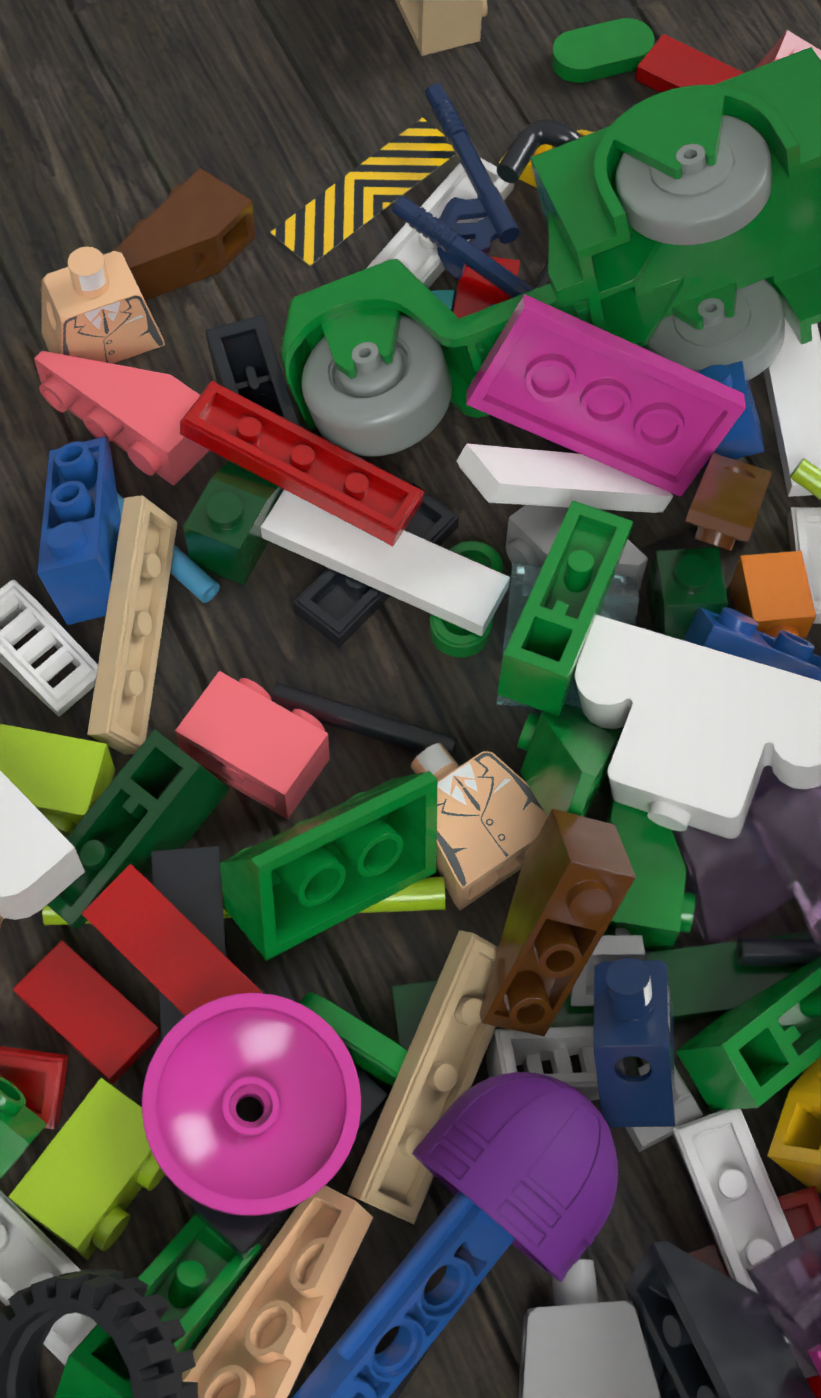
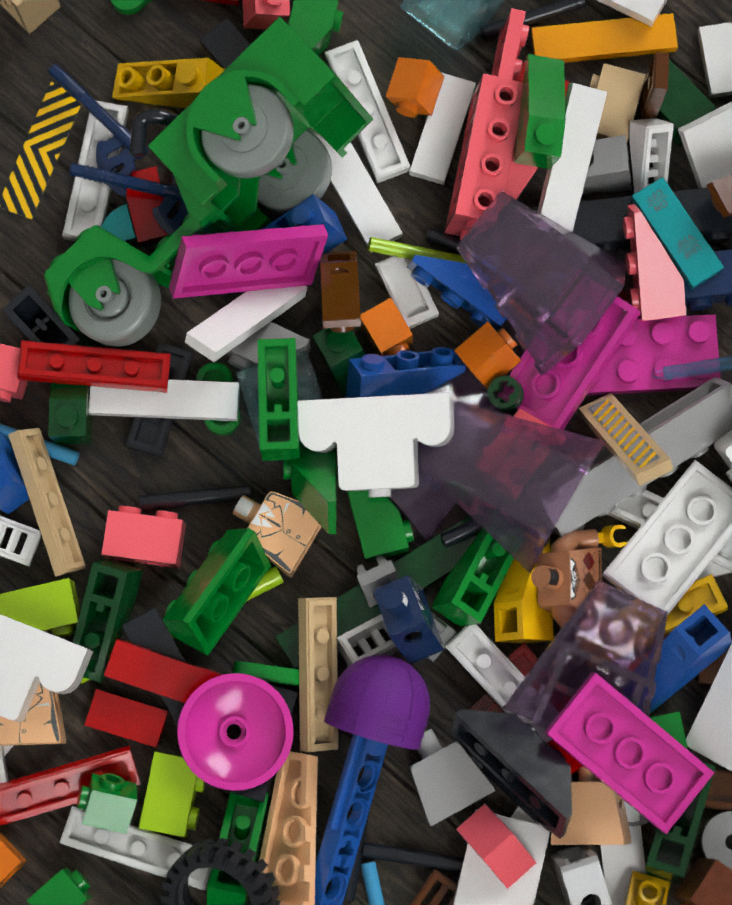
camera: 20 degrees left, 15 degrees up
(555, 920) = (345, 576): reddish brown slope -> none

